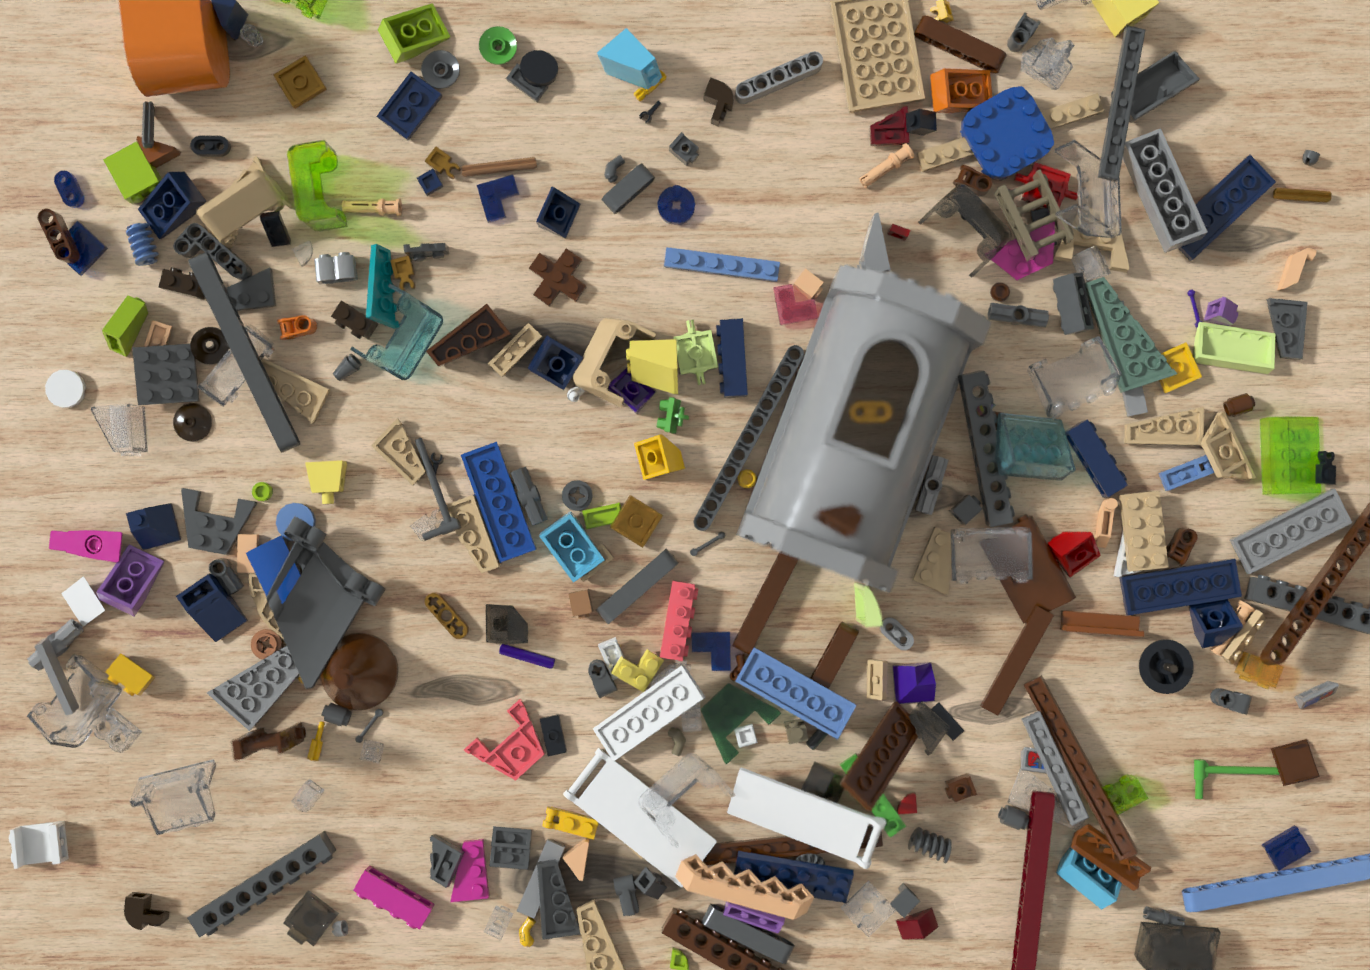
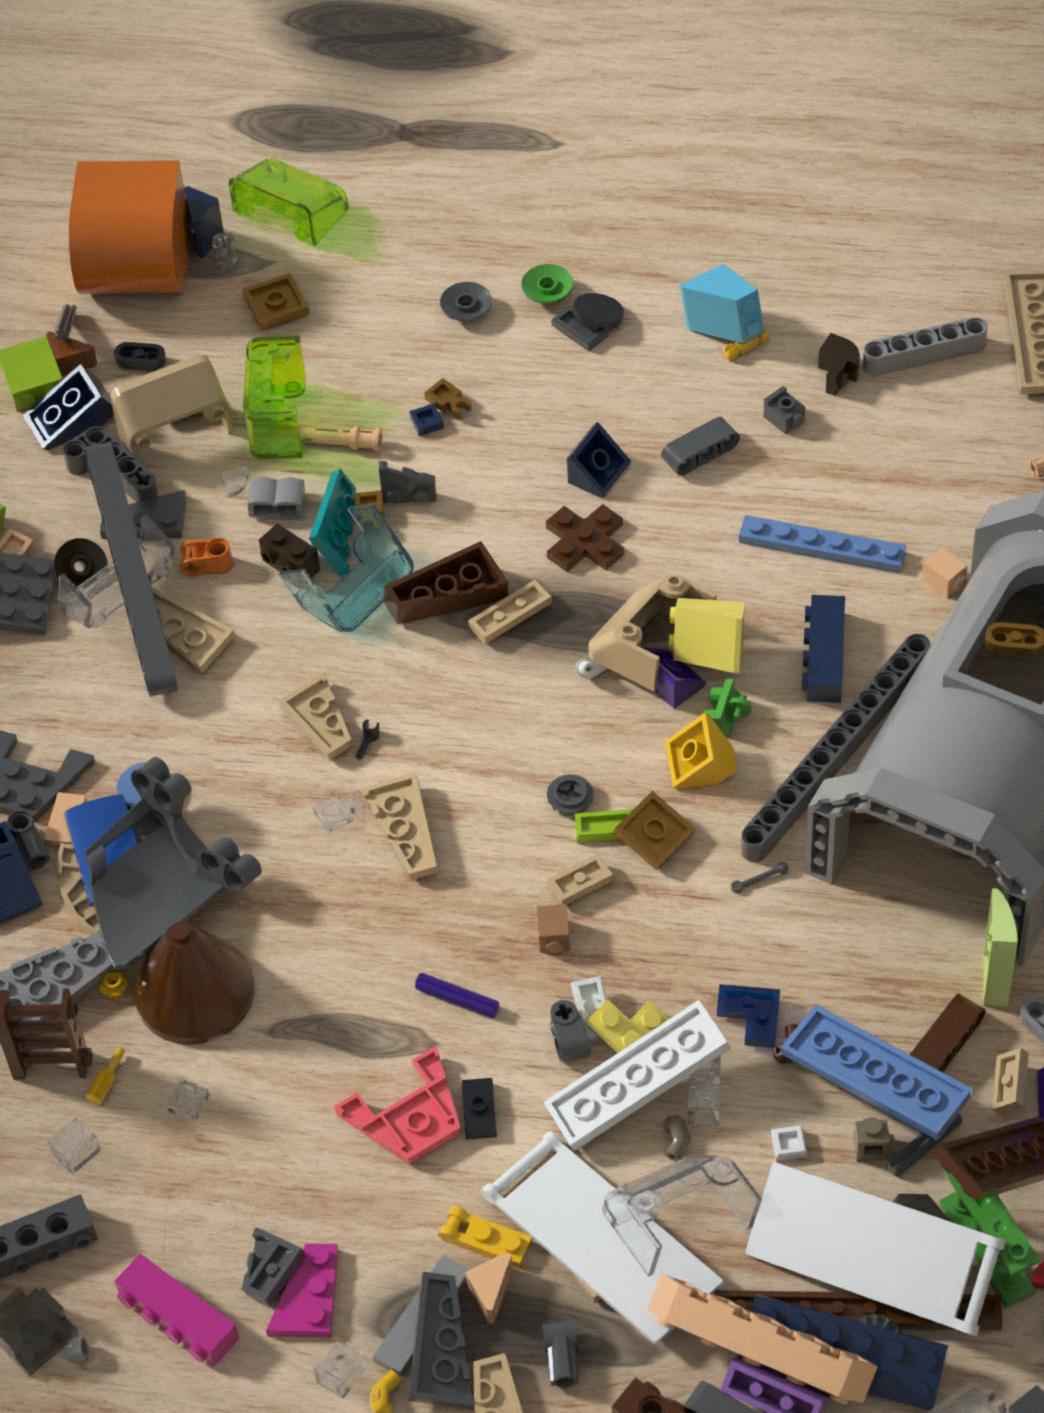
camera: 10 degrees right, 35 degrees down
(141, 244) = (20, 447): medium blue piece -> none
(177, 282) = (62, 495): dark brown brick -> none
(201, 422) = (30, 665): dark brown dish -> none
(262, 491) = (106, 747): lime tile -> none
(263, 635) = (60, 927): nougat gear -> none
(275, 228) = (205, 442): black plate -> none
(326, 478) = (206, 734): light yellow torso -> none
(336, 714) = (146, 1039): dark grey brick -> none
(348, 366) = (266, 609): dark grey cone -> none
(379, 712) = (210, 1050): dark grey hinge -> none
(409, 106) = (416, 336): dark blue plate -> none
(412, 32) = (435, 262): lime slope -> none
(440, 602) = (344, 916): pearl gold beam -> none
(449, 523) = (373, 803): dark grey bar -> none
(492, 194) = (513, 437): clear blue plate -> none
(498, 502) = (451, 791): blue plate -> none
(499, 166) = (525, 410): medium nougat axle -> none
(505, 625) = (432, 944): clear smoke slope -> none
(510, 848) = (381, 1264): dark grey slope -> none
(529, 496) = (498, 786): dark grey piece -> none
(555, 362) = (564, 625): dark blue slope -> none
(571, 546) = (550, 846): medium azure slope -> none
(610, 170) = (678, 426): dark grey arm -> none
(637, 586) = (643, 917): dark grey beam -> none
(650, 112) = (739, 372): black hand -> none
(650, 883) = (604, 1332): dark grey brick -> none
(676, 194) = (765, 460): clear blue plate -> none
(677, 620) = (702, 961): coral brick -> none
(696, 352) = (772, 638): yellowish green plate -> none
(728, 710) = (767, 1100): clear green wing -> none
(765, 602) = (850, 942): reddish brown beam -> none
(792, 311) = (915, 601): clear pink plate -> none
(841, 519) = (954, 753): reddish brown slope -> none

